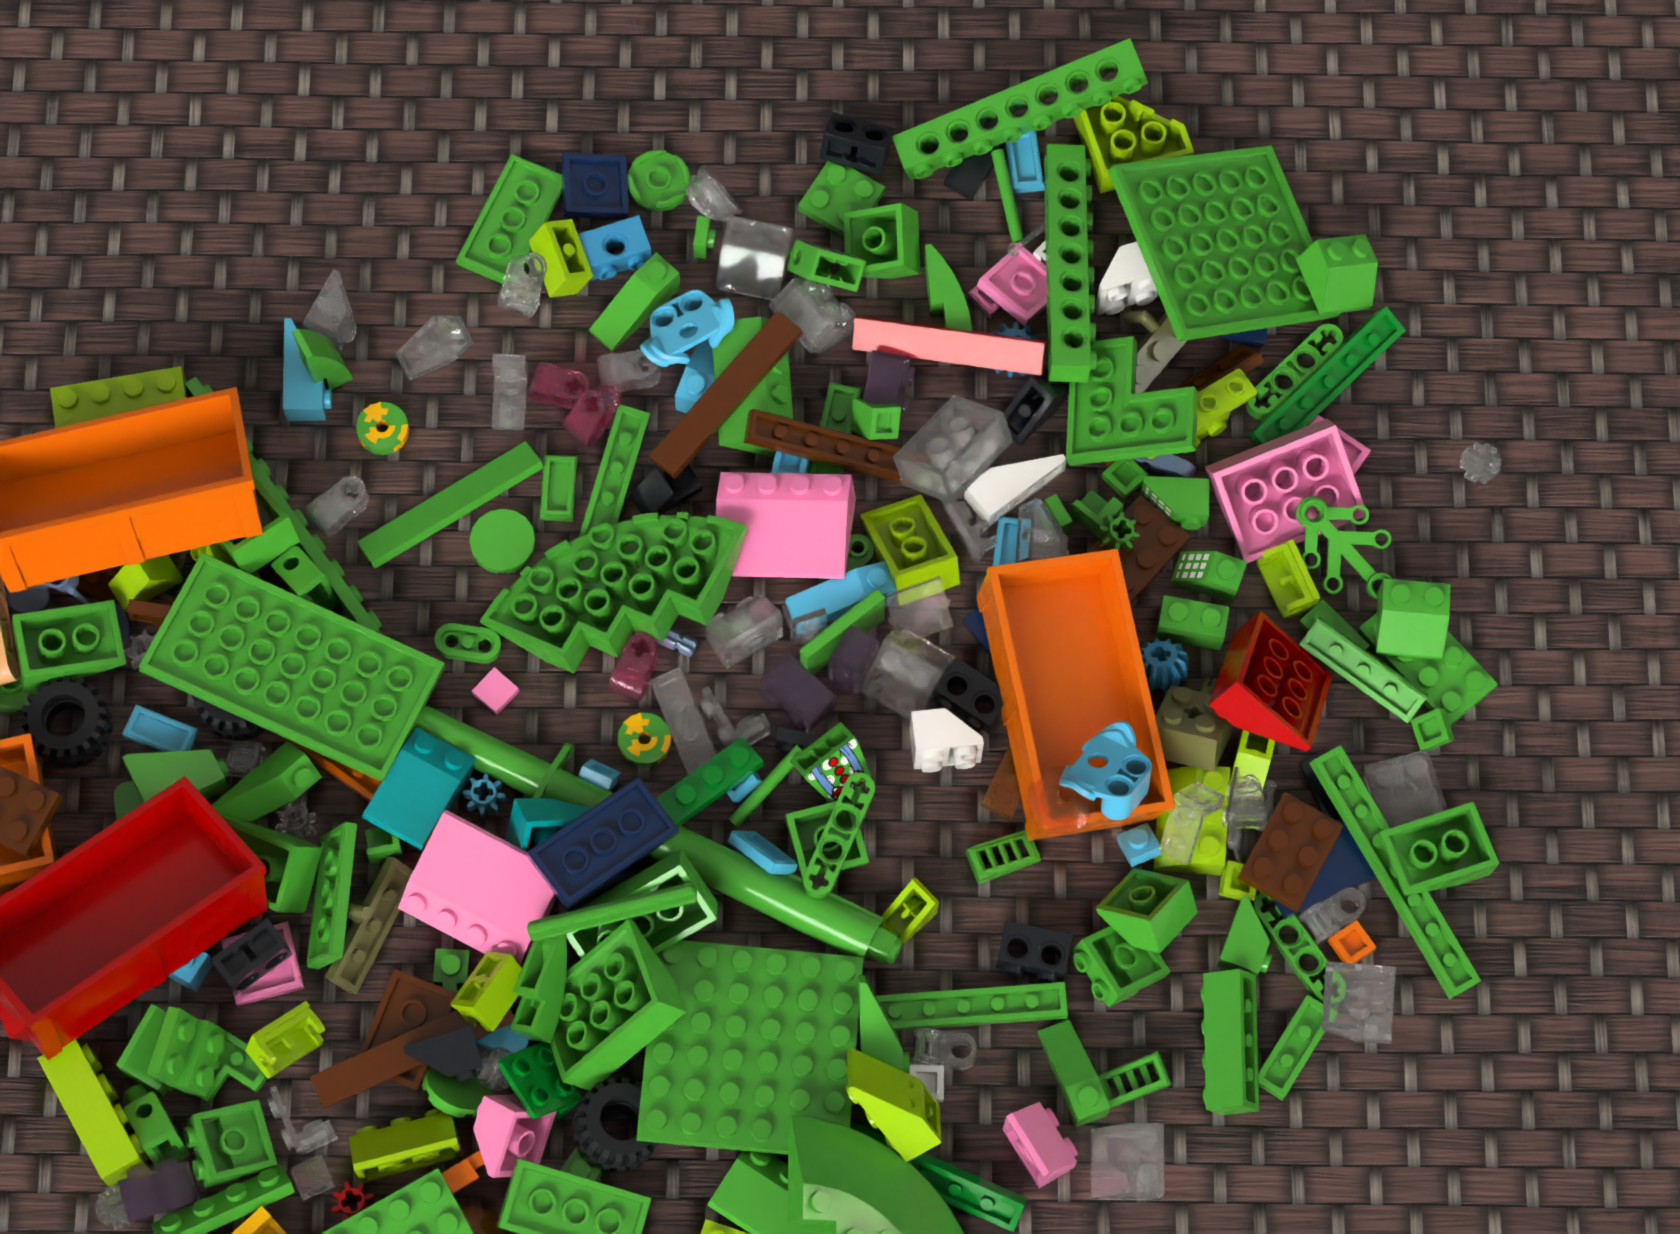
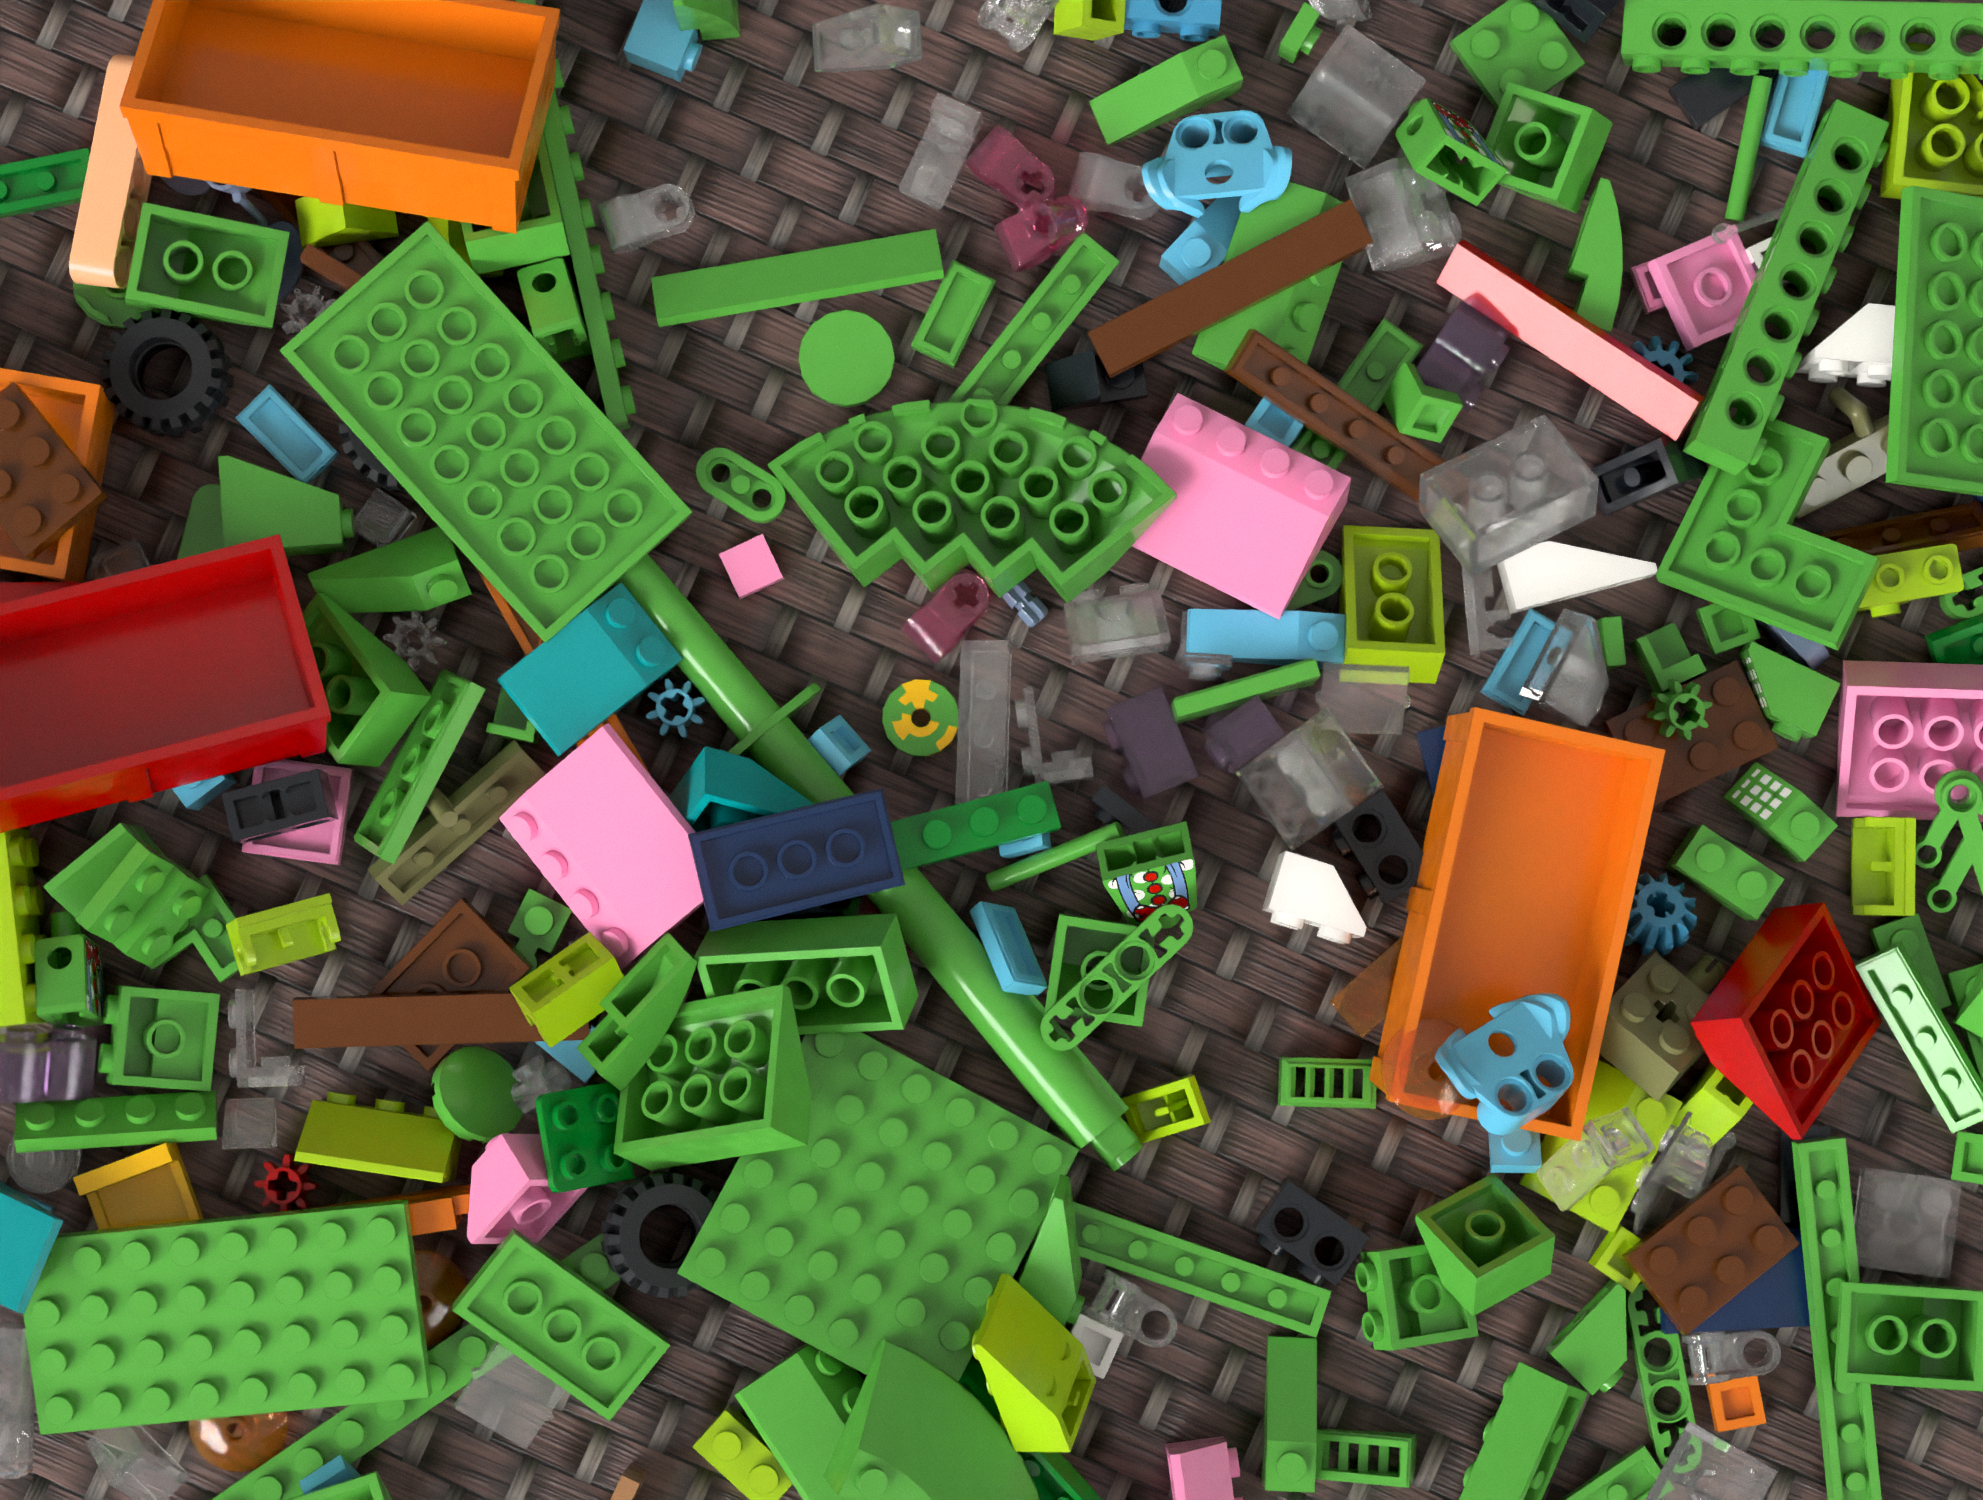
camera: 25 degrees right, 15 degrees up
(382, 442) = (747, 106): piece -> none
(449, 1053) = (480, 1051): black slope -> none
(612, 912) = (766, 965): bright green axle -> none

